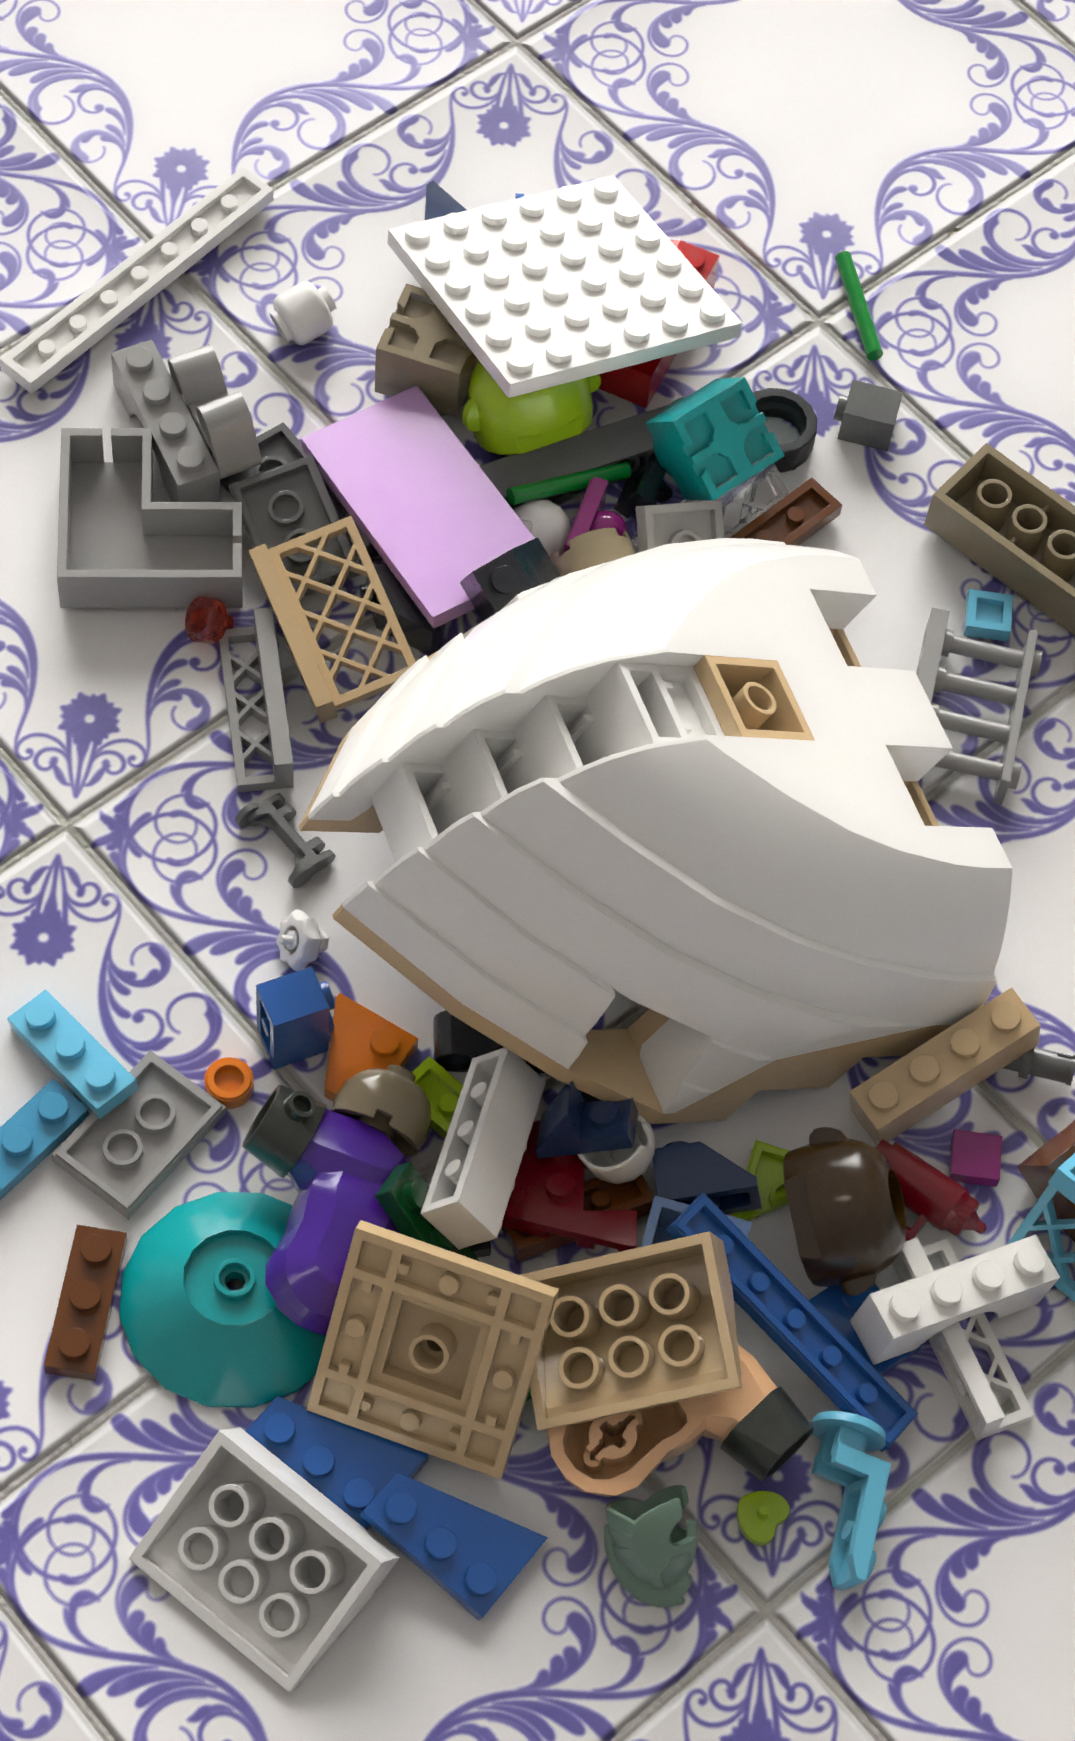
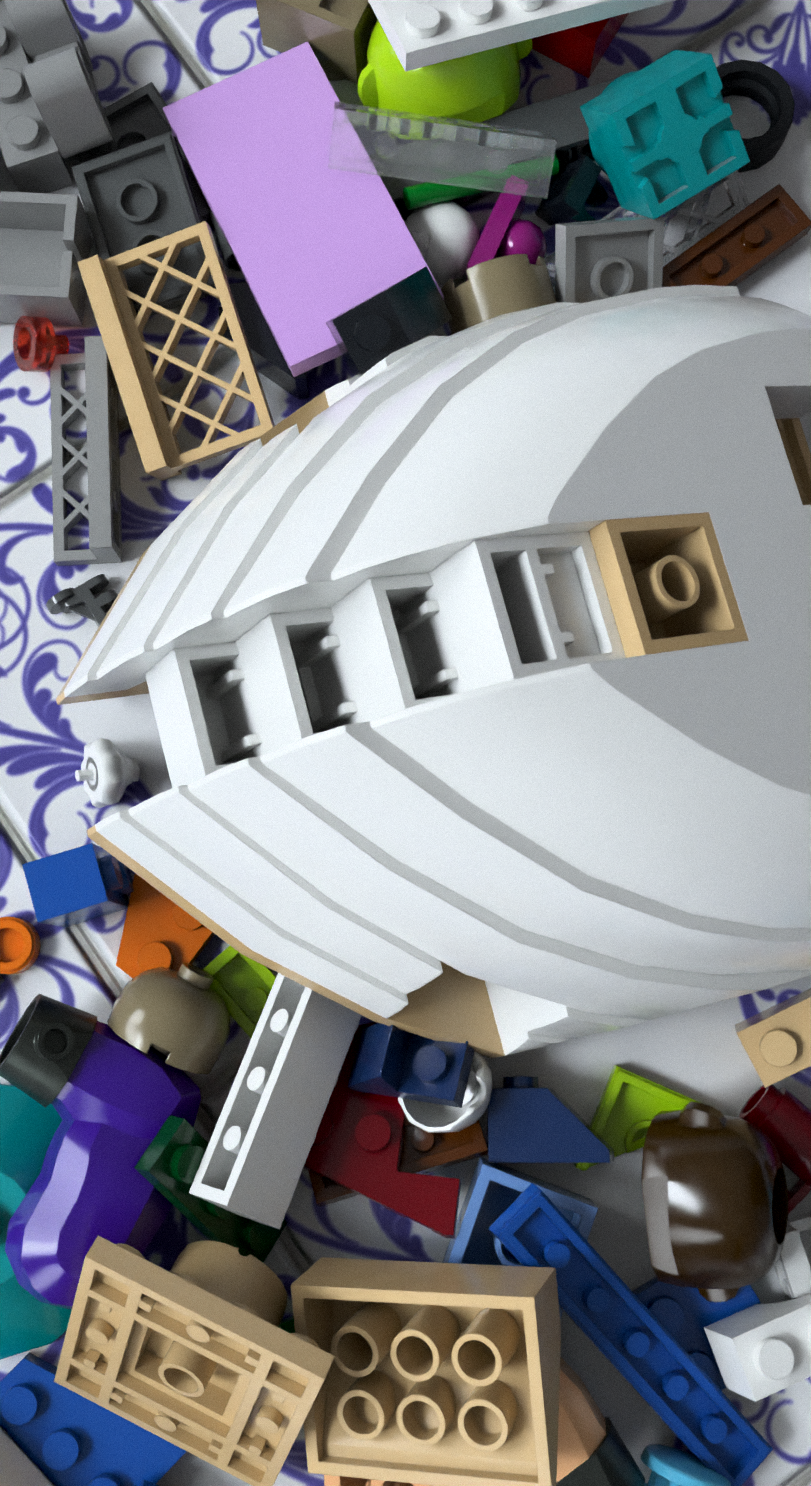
camera: 15 degrees right, 20 degrees up
(537, 458) = (441, 150): none -> clear fence

